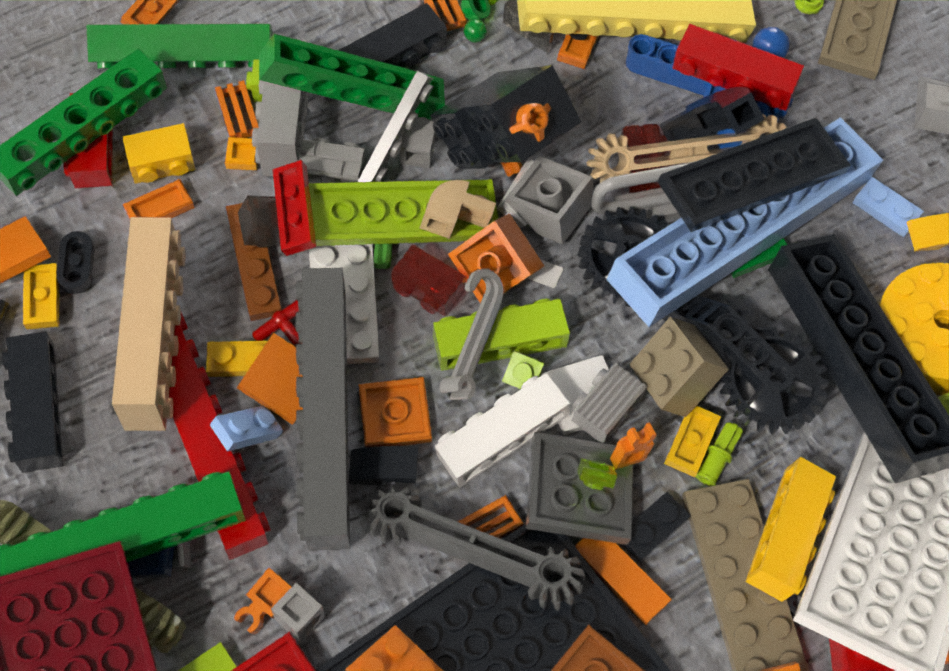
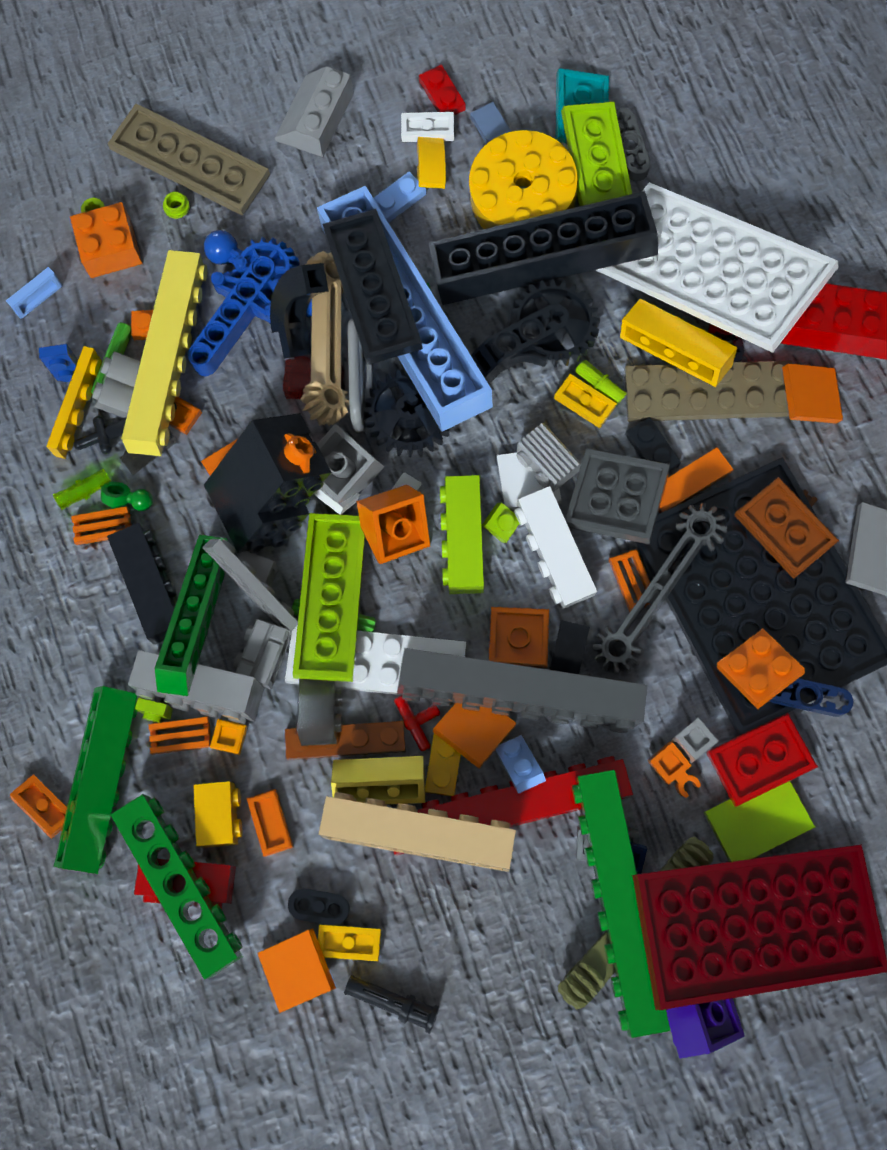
camera: 70 degrees left, 10 degrees up
(33, 402) = (458, 956): black brick -> none
(210, 292) = (384, 779): none -> light yellow brick
(294, 208) = (318, 688): red plate -> none
(428, 281) = (401, 586): clear red brick -> none
(452, 202) = (338, 552): tan brick -> none
(461, 381) = (513, 572): light grey piece -> none
(596, 474) = (615, 477): clear neon green plate -> none
(633, 447) = (594, 445): orange plate -> none
(678, 367) = (530, 393): dark tan brick -> none
(736, 64) = (250, 277): red brick -> none

